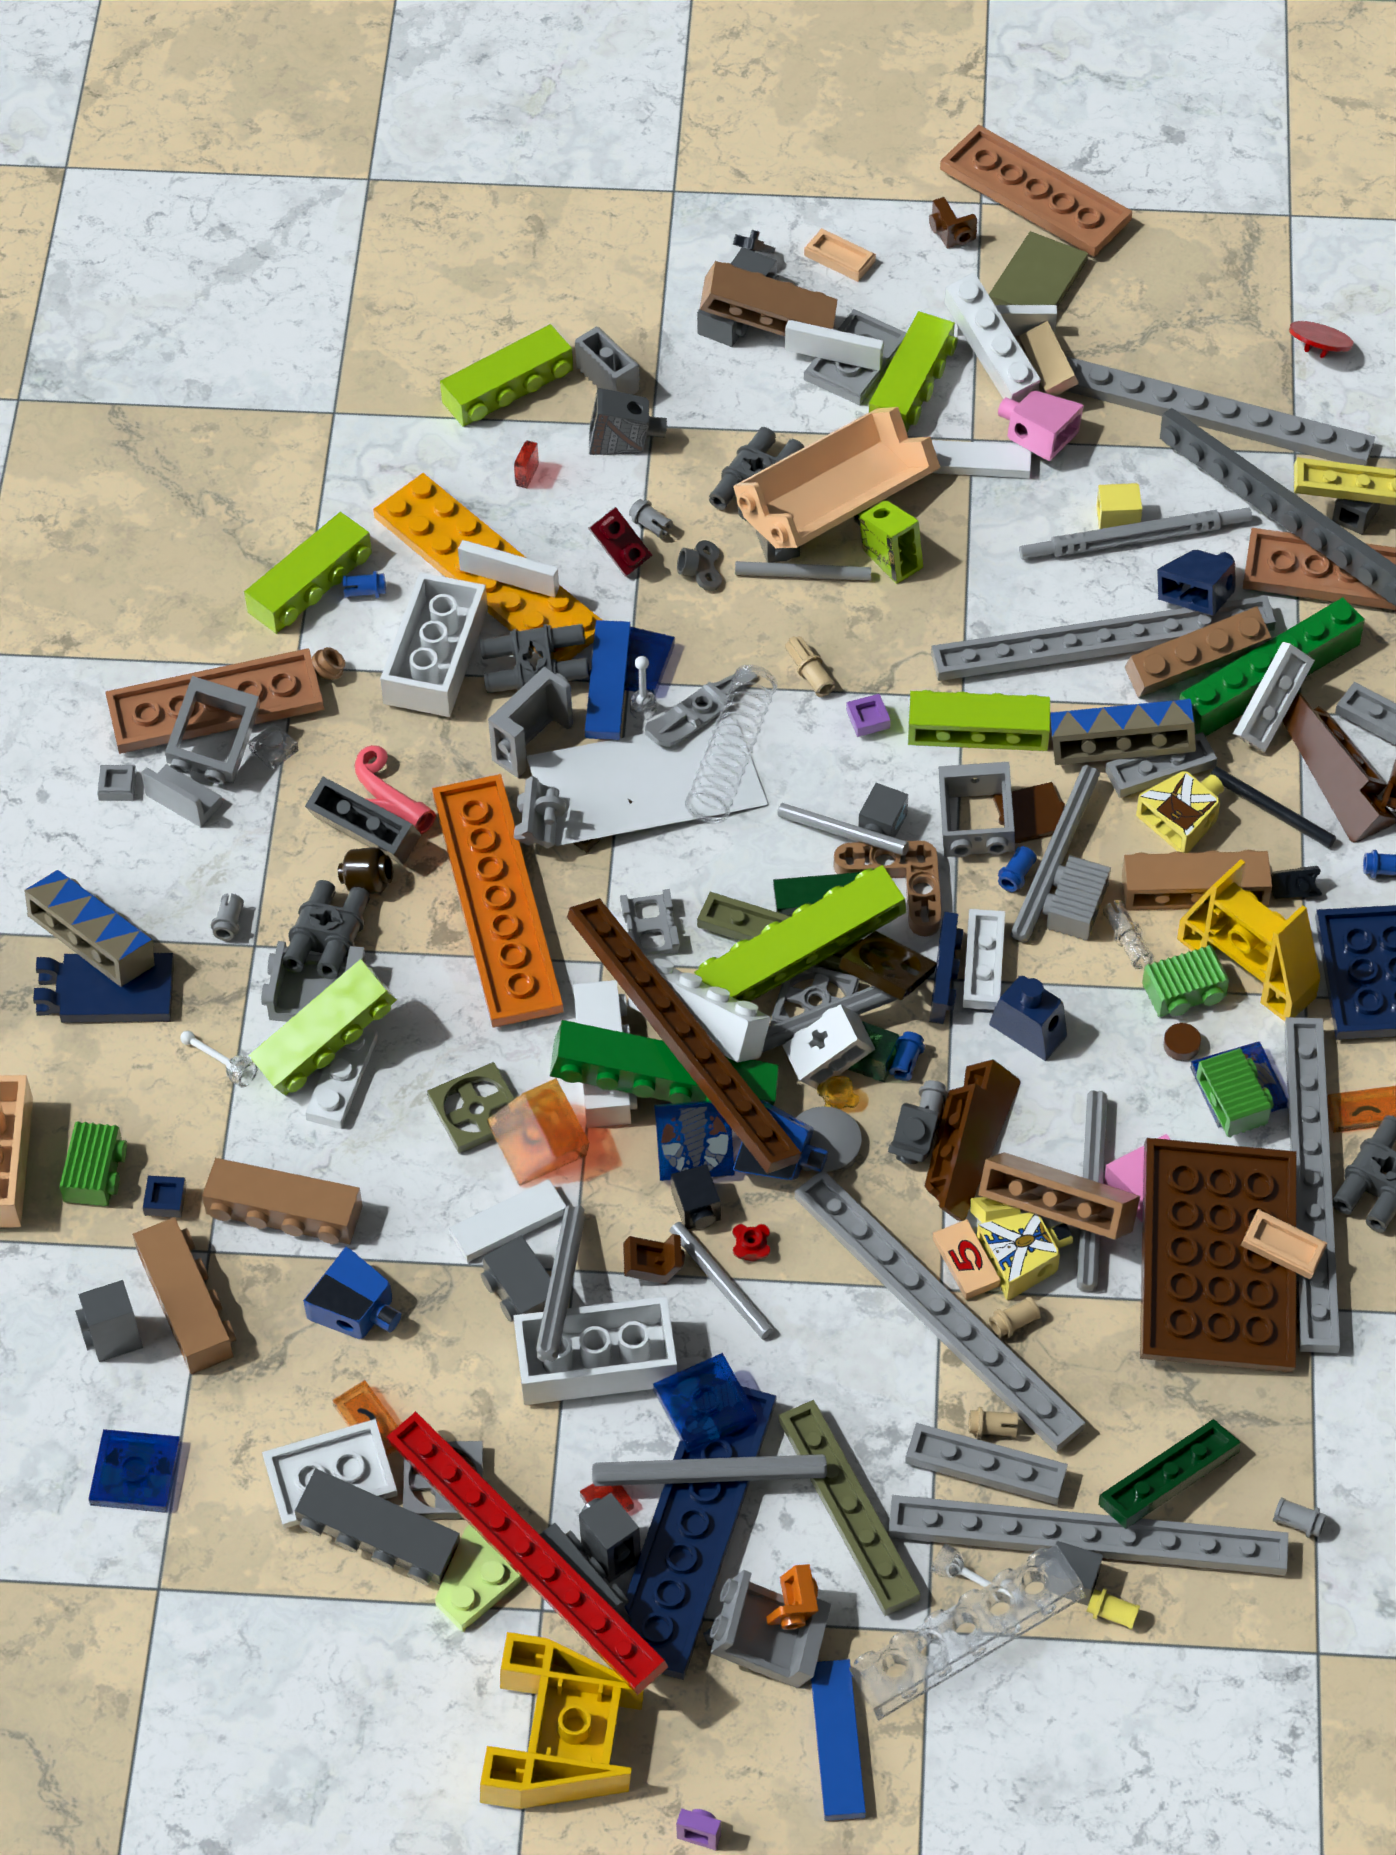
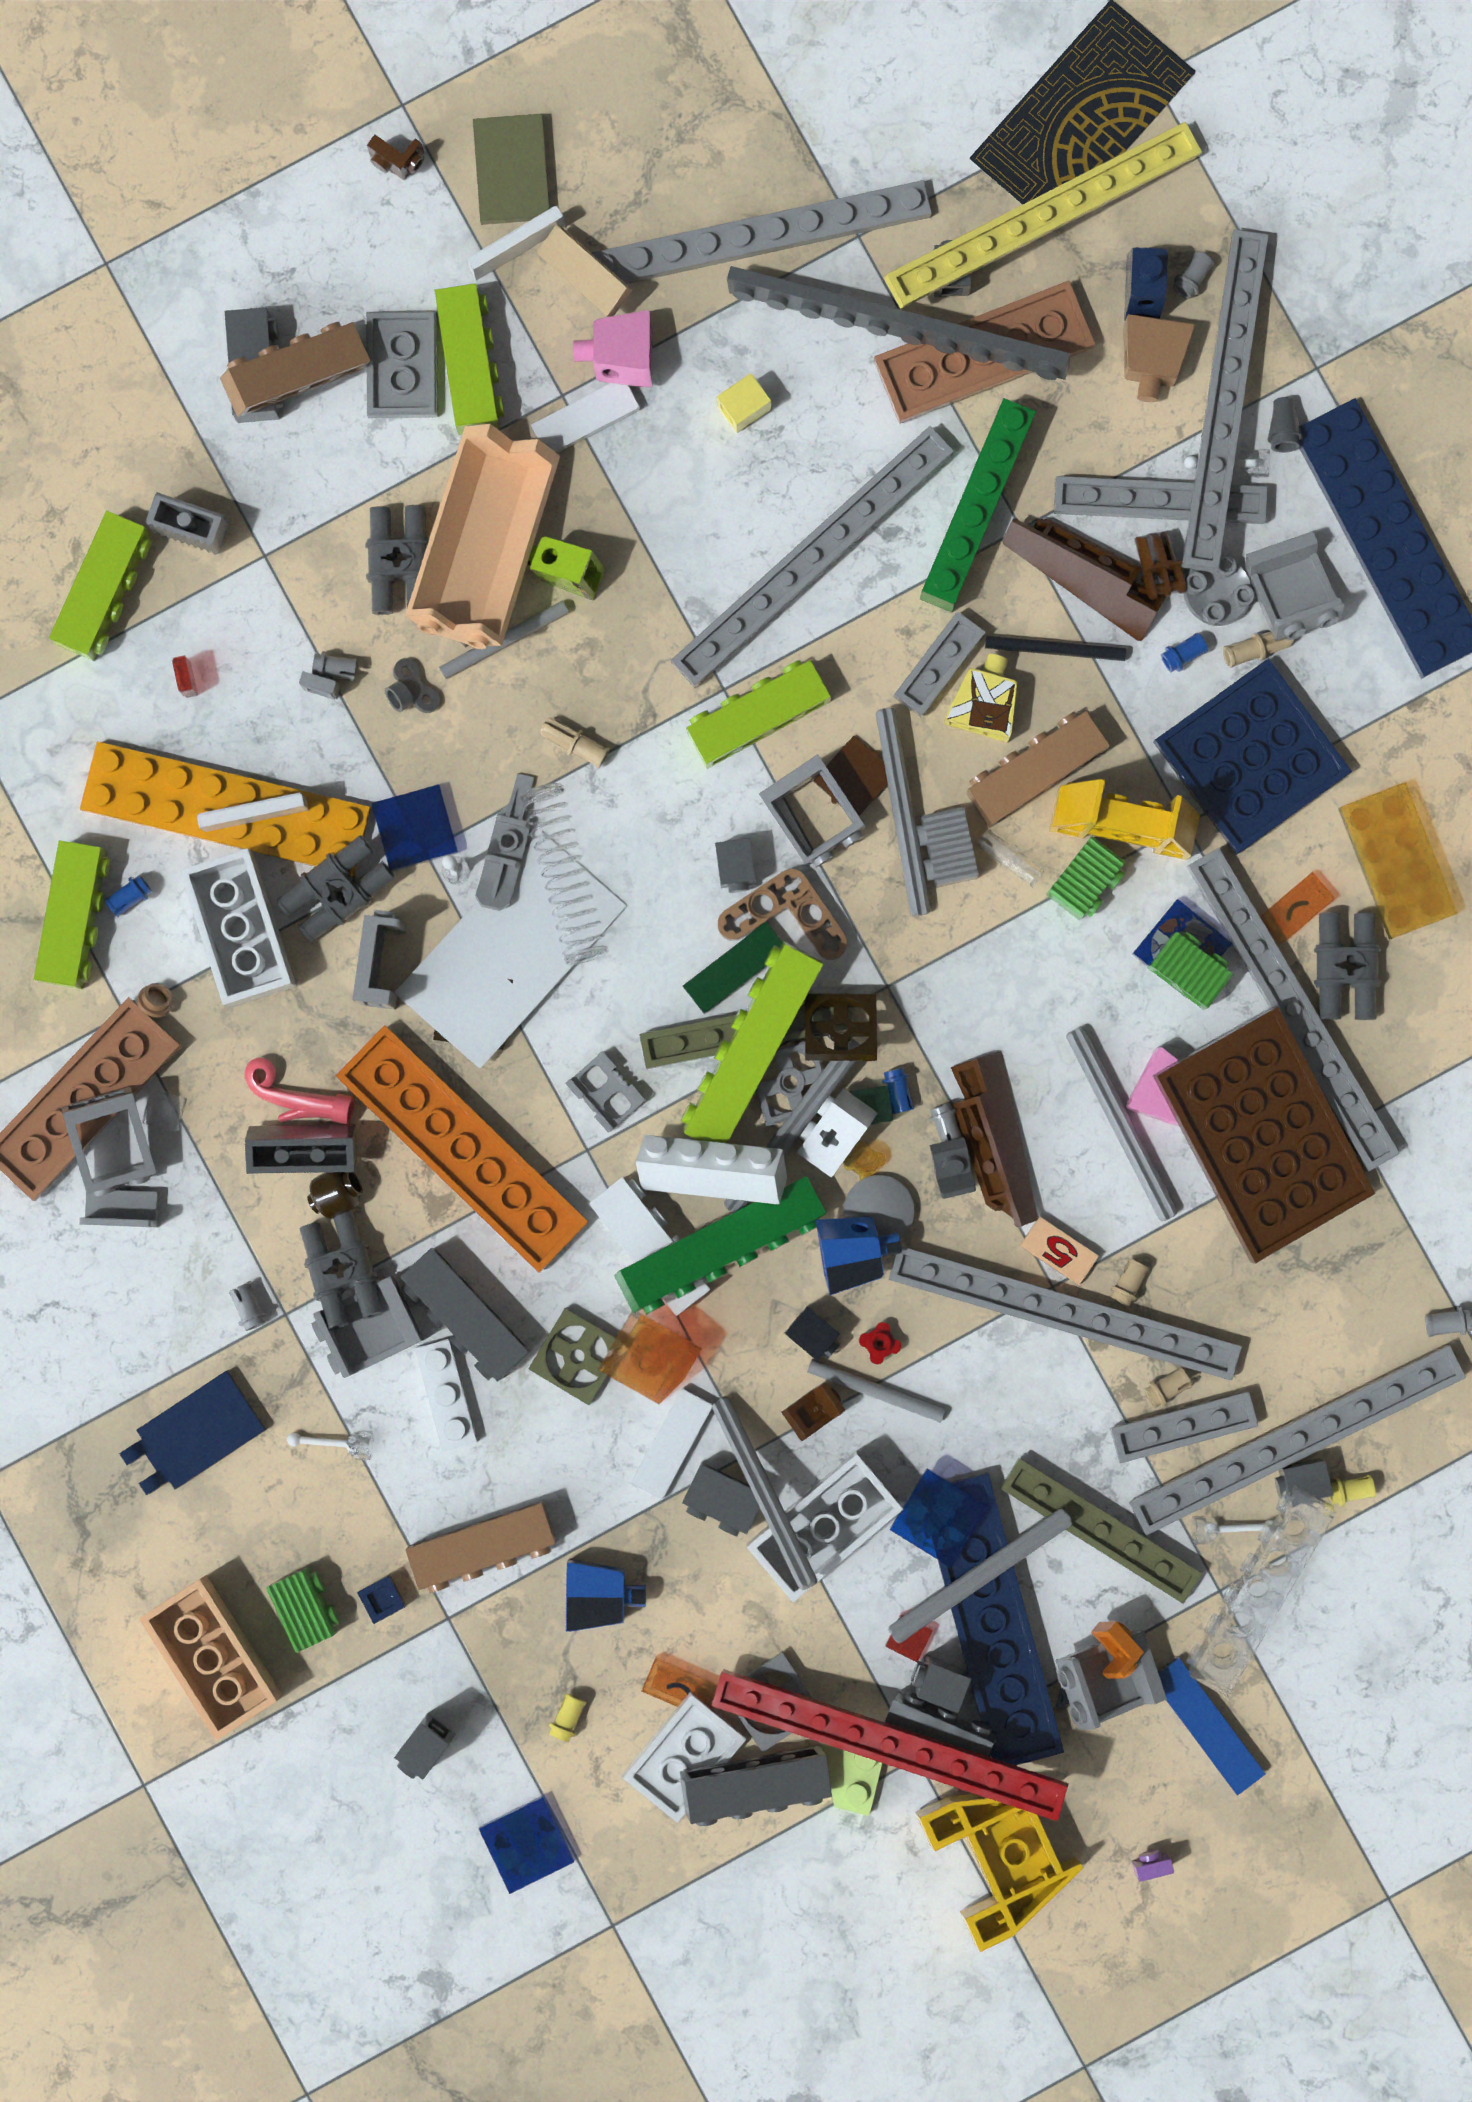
camera: 30 degrees left, 30 degrees up
(90, 927) = (143, 1398): dark tan brick -> none
(117, 782) = (54, 1230): light grey tile -> none
(184, 1296) = (461, 1678): medium nougat brick -> none
(250, 1384) = (567, 1718): none -> light yellow pin
(323, 1028) = (412, 1377): brick -> none
(407, 1023) = (465, 1314): none -> dark grey brick
(540, 812) = (448, 1051): light grey hips -> none
(607, 680) = (412, 870): blue tile -> none
(620, 541) = (329, 716): dark red hips -> none
(622, 423) = (236, 591): dark grey torso -> none
(634, 519) = (319, 685): none -> light grey tile
(684, 1036) = (721, 1214): reddish brown plate -> none
(692, 1137) = (780, 1285): tile -> none
(752, 243) = (230, 295): black piece -> none
(834, 345) = (381, 375): white tile -> none
(839, 255) = (311, 251): light nougat tile -> none
(843, 829) = (711, 900): light grey bar -> none
(868, 715) = (658, 765): medium lavender plate -> none
(946, 969) = (882, 985): dark blue plate -> none
(984, 959) = (906, 956): white plate -> none
(988, 1209) = (1059, 1196): light yellow plate -> none
(991, 338) = (525, 288): white brick -> none
(1013, 875) = (879, 848): blue pin -> none
(1022, 1250) = (1102, 1219): torso -> none
(1031, 1017) = (979, 996): dark blue torso -> none
(1036, 190) = (448, 64): nougat plate -> none
(1059, 1195) = (1109, 1162): medium nougat brick -> none
(1123, 732) = (892, 657): dark tan brick -> none
(1135, 533) = (772, 419): light grey axle -> none
(1169, 1473) = (1333, 1352): dark green plate -> none
(1182, 1041) = (1113, 935): reddish brown tile -> none
(1196, 652) = (908, 531): medium nougat brick -> none
(1198, 581) = (864, 448): dark blue torso -> none
(1273, 696) = (1002, 543): white plate -> none
(1284, 1244) = (1313, 1097): light nougat tile -> none
(1295, 882) = (1122, 716): black piece -> none
(1321, 337) = (813, 91): piece -> none

